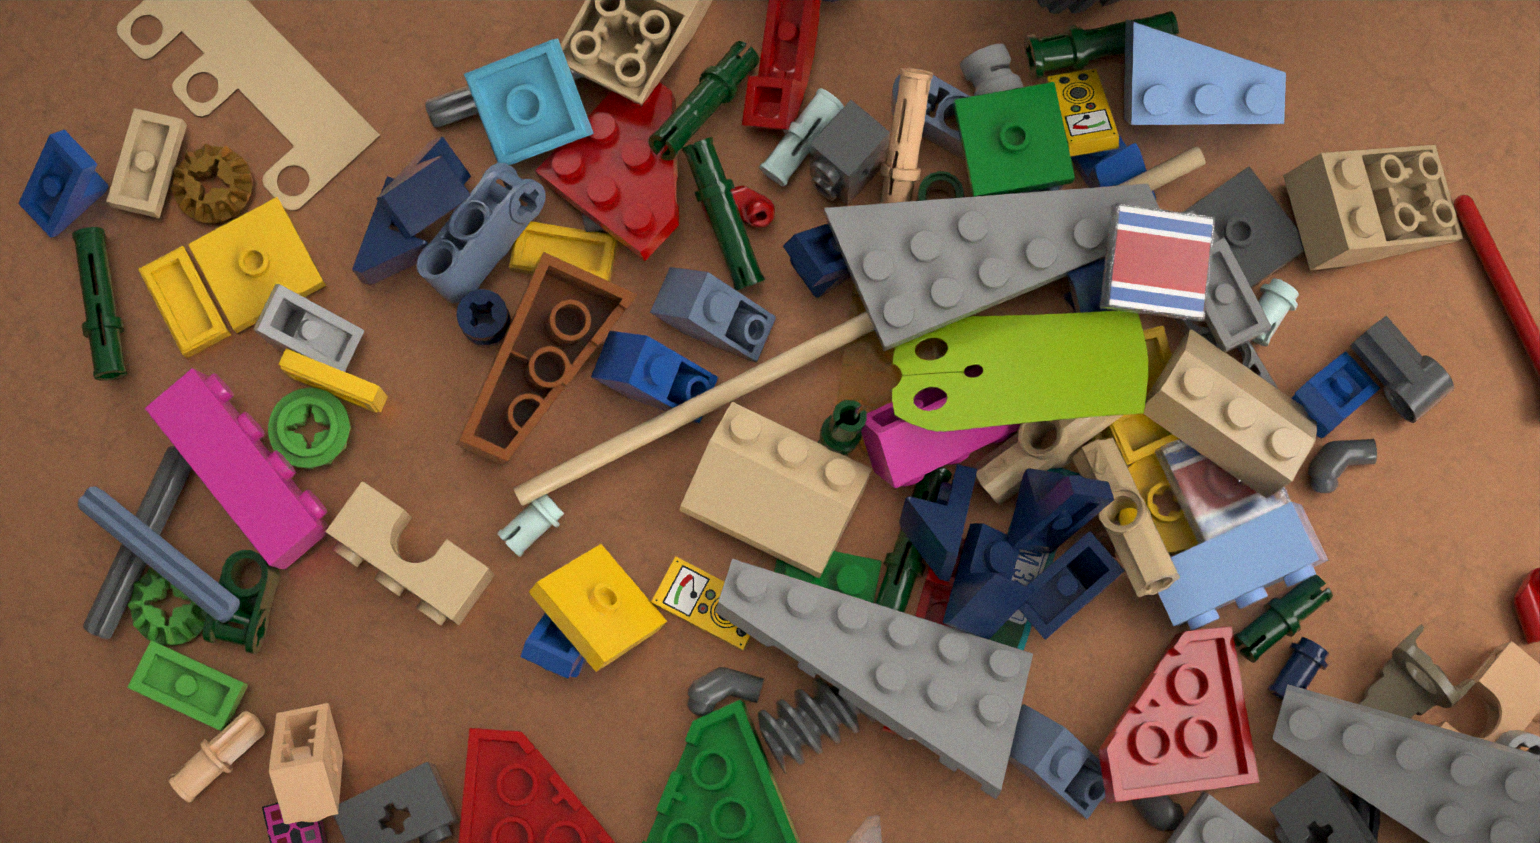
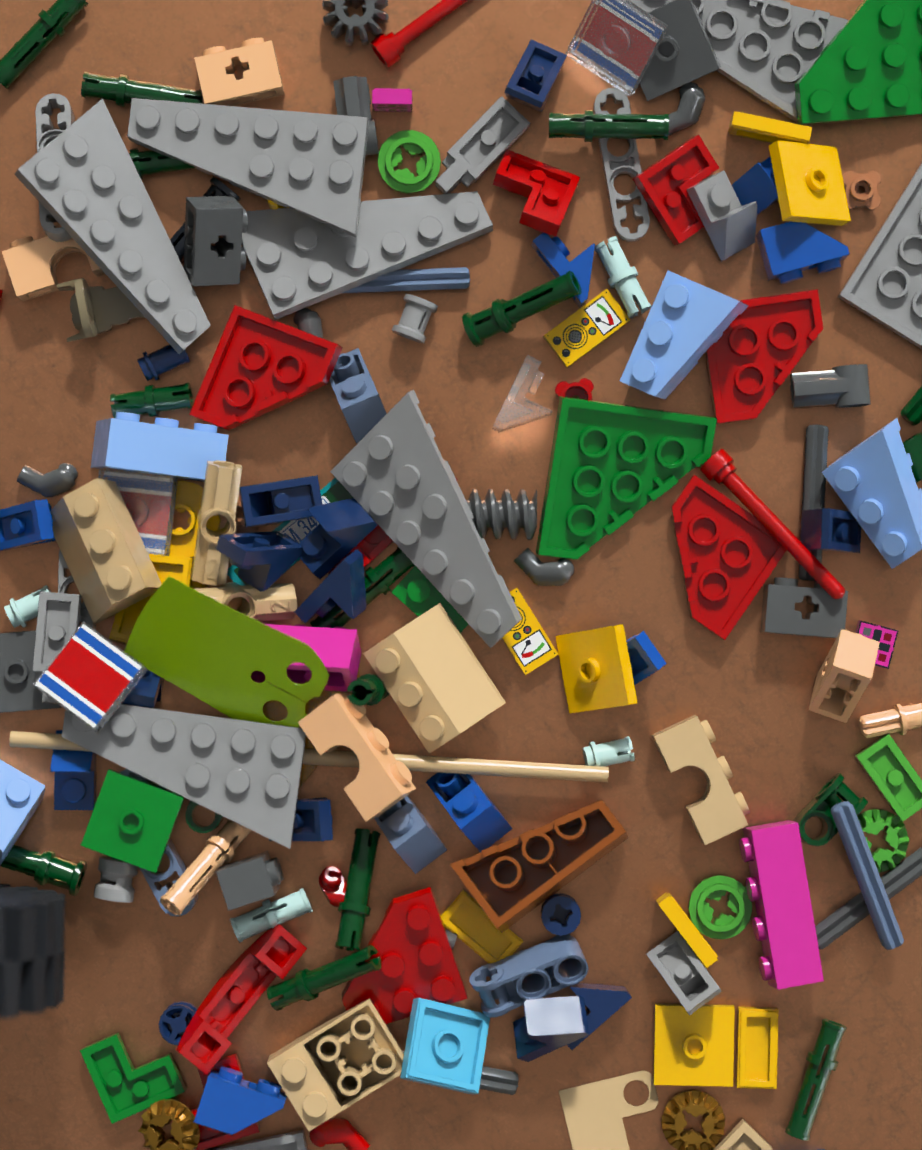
camera: 155 degrees left, 10 degrees up
(770, 342) = (381, 777): none -> light nougat arch
(1085, 112) = (70, 816): yellow tile -> none

